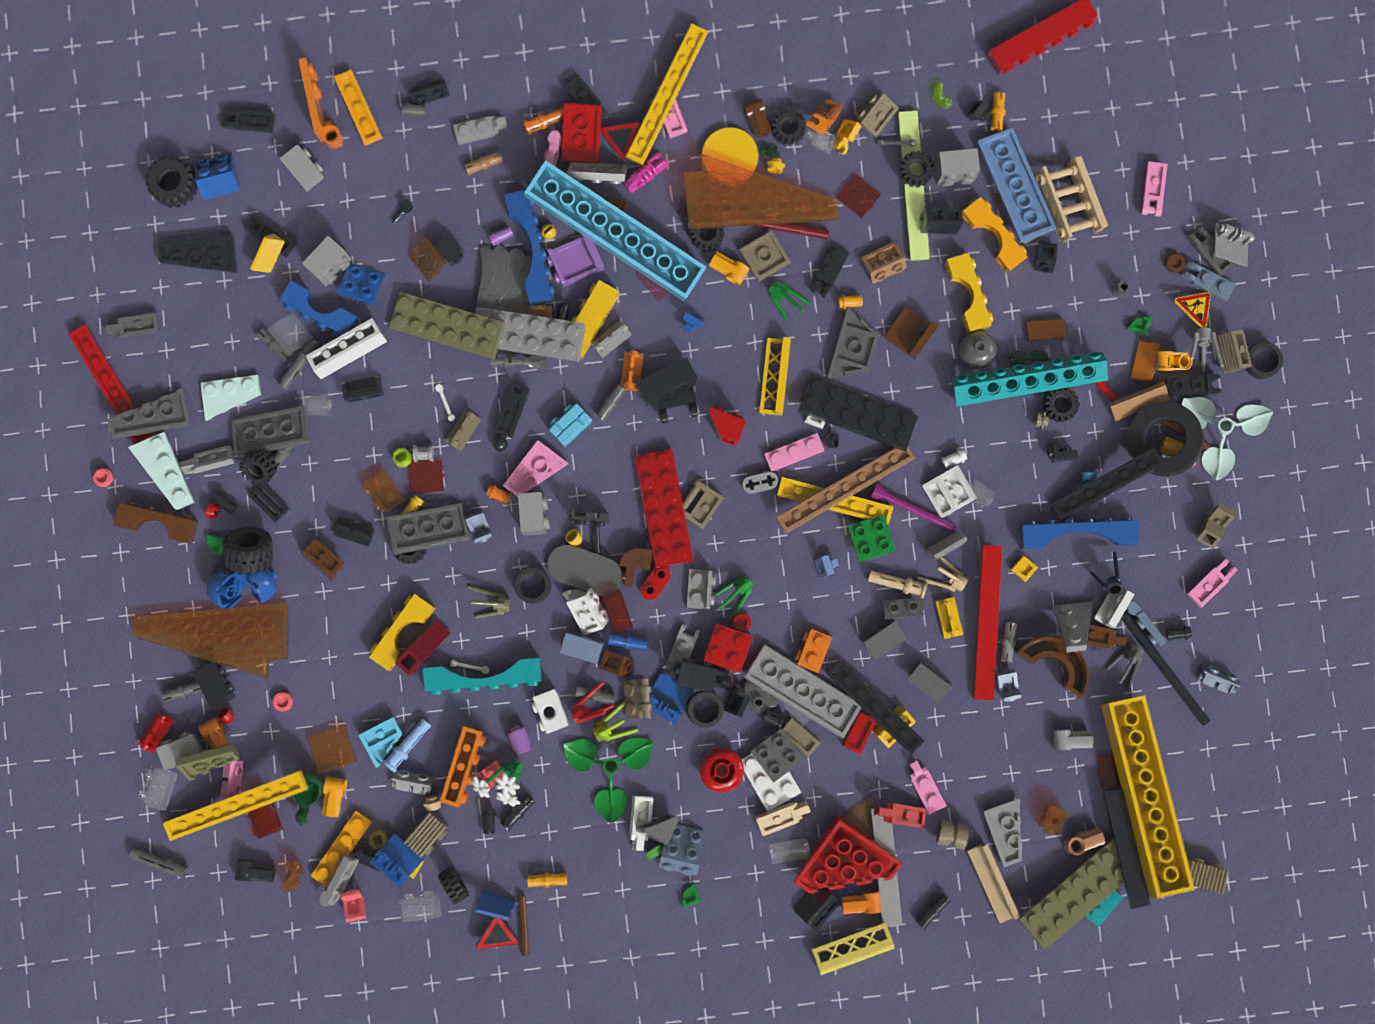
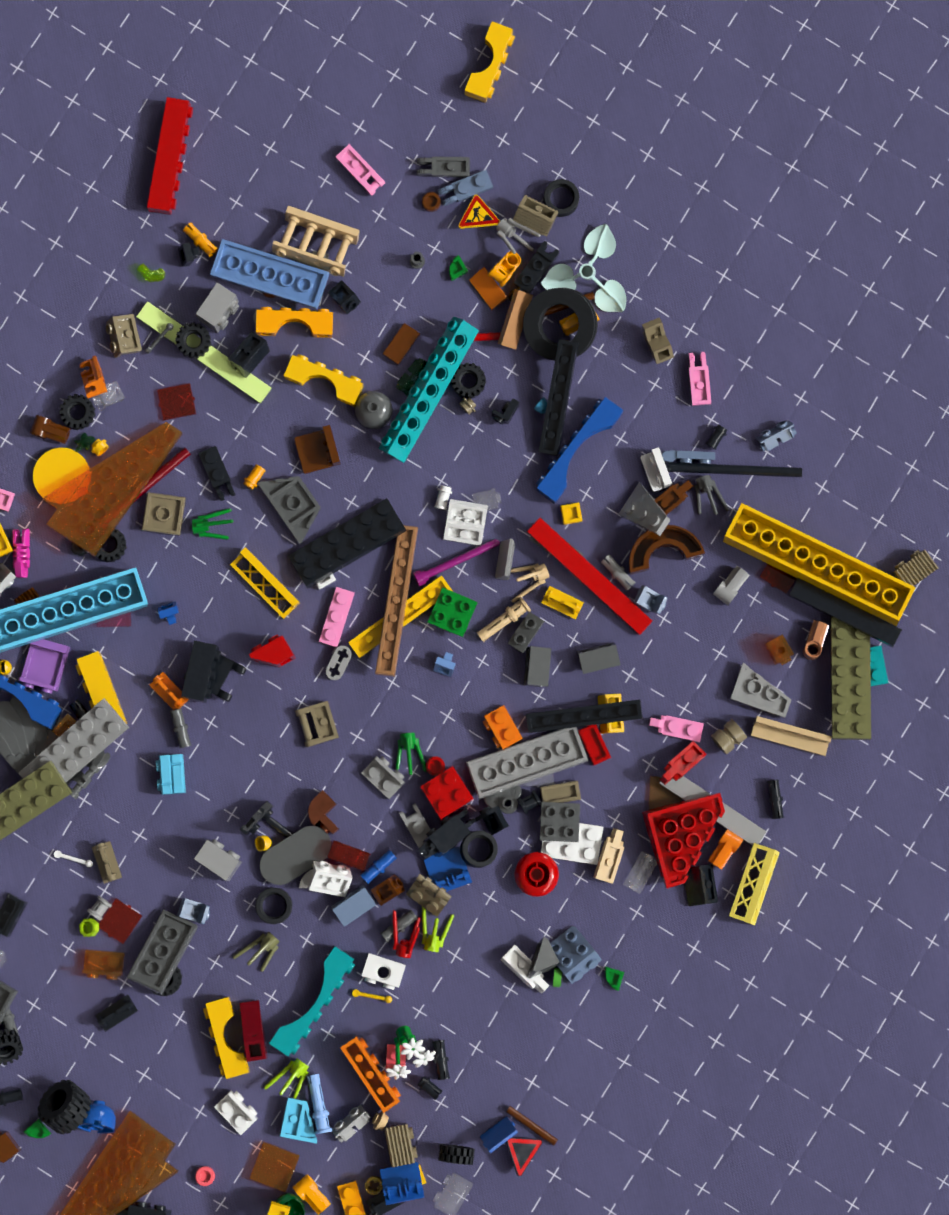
camera: 50 degrees left, 0 degrees up
(210, 512) = (6, 1110): red hinge -> none
(225, 588) = (79, 1150): blue cylinder -> none
(257, 490) = (21, 1063): black tile -> none
(323, 559) = (119, 1054): reddish brown hinge -> none
(351, 686) = (236, 1112): none -> white bracket
(413, 505) = (134, 948): yellow pin -> none
(421, 706) = (298, 1069): none -> lime plant
(453, 663) = (309, 996): white hinge -> none
(498, 494) = (181, 874): orange pin -> none
(510, 416) = (127, 817): black plate -> none
(519, 740) = (386, 1013): medium lavender brick -> none
(531, 732) = (388, 999): none -> yellow hinge
(534, 468) = (183, 831): bright pink wing -> none
(547, 879) = (511, 1078): light orange pin -> none
(611, 338) = (130, 687): light grey hinge -> none
(635, 754) = (467, 931): green plant -> none
(656, 583) = (350, 807): red plate -> none
(664, 508) = (297, 754): red plate -> none
(733, 270) = (155, 547): light orange piece -> none
(832, 440) = (351, 580): black hinge -> none
(846, 132) = (119, 371): yellow plate -> none
(884, 262) = (245, 425): medium nougat bracket -> none
(1113, 584) = (638, 456): black plant -> none
(1232, 243) = (452, 147): light grey hinge -> none
(1343, 212) = (481, 83): none -> yellow arch

